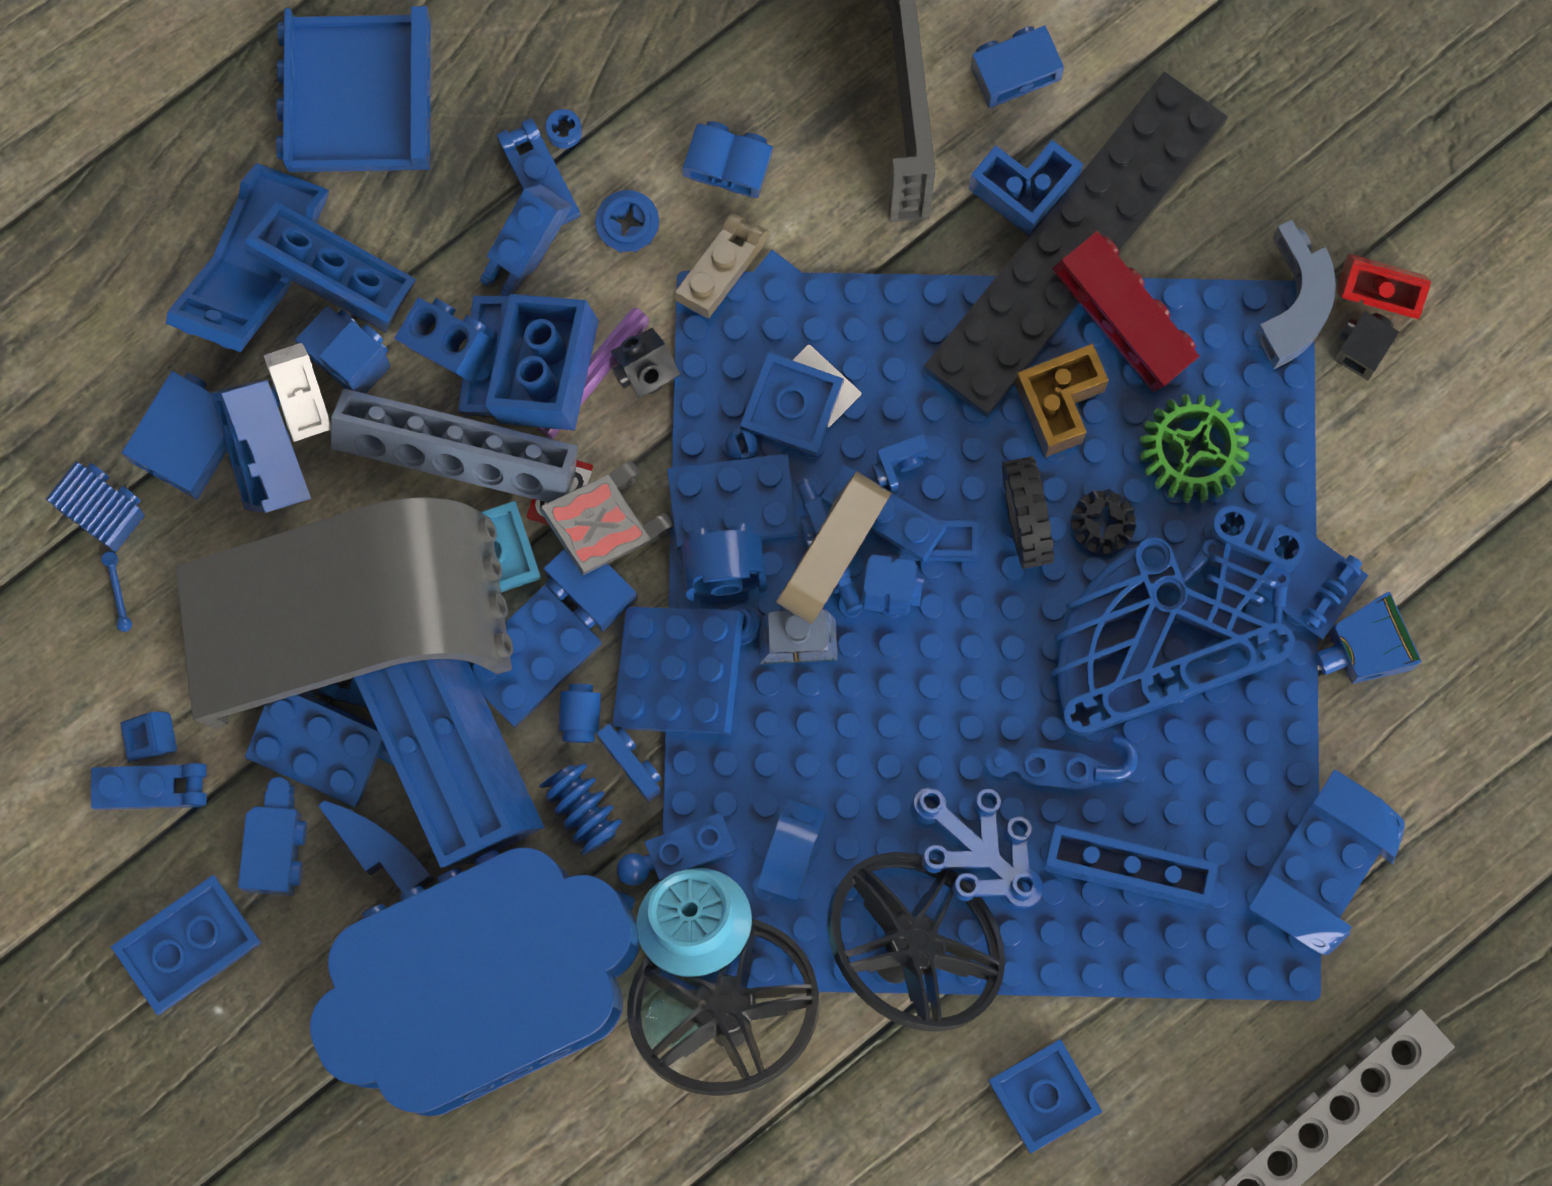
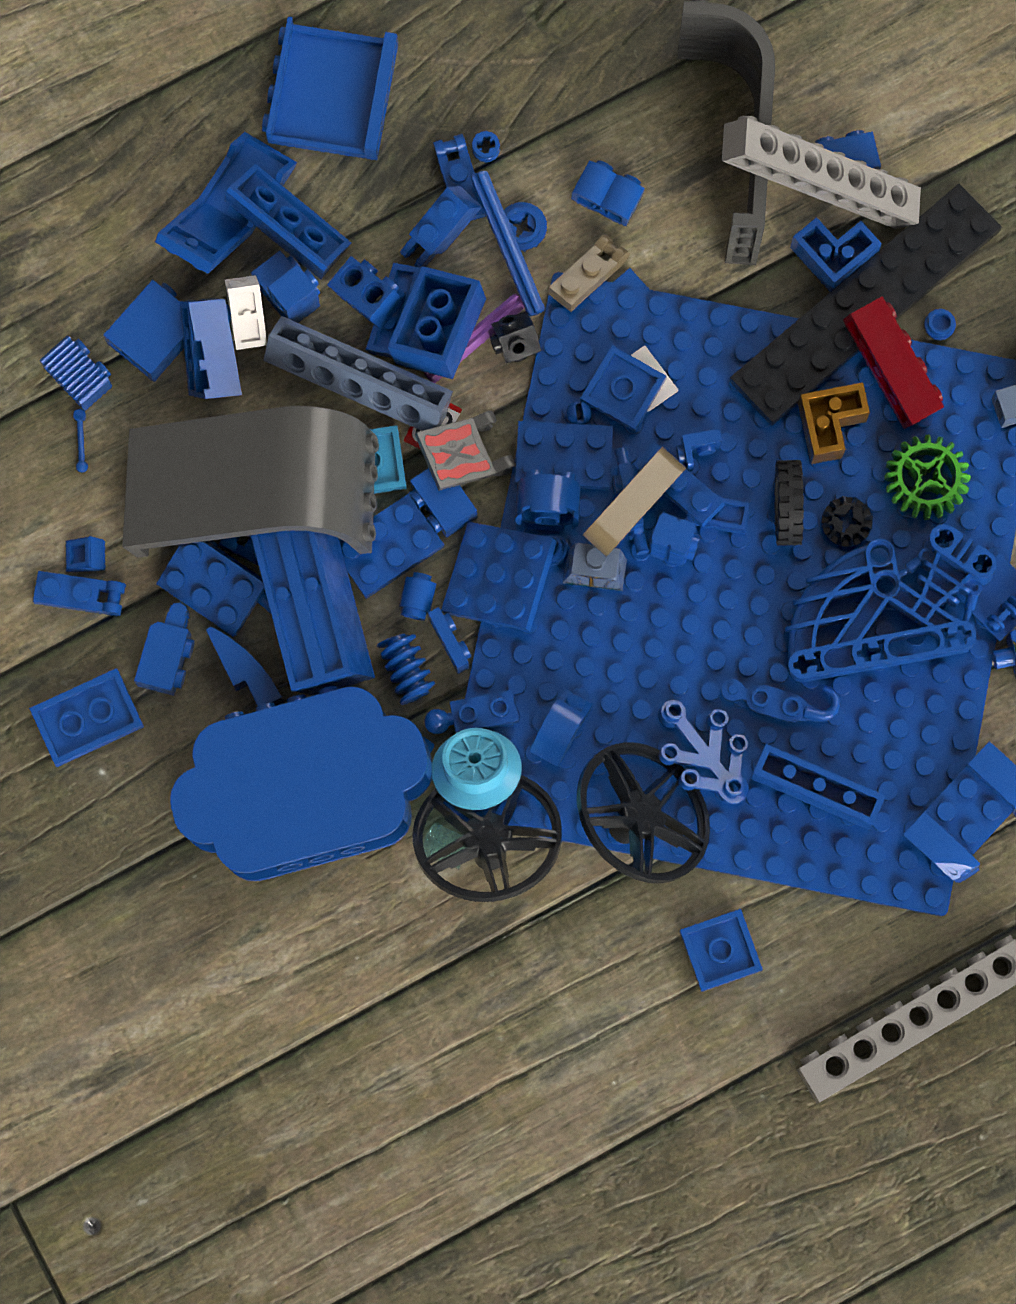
camera: 10 degrees right, 0 degrees up
(613, 246) = (507, 243): none -> blue axle
(991, 88) = (820, 172): none -> light grey brick
(1173, 252) = (939, 324): none -> blue plate

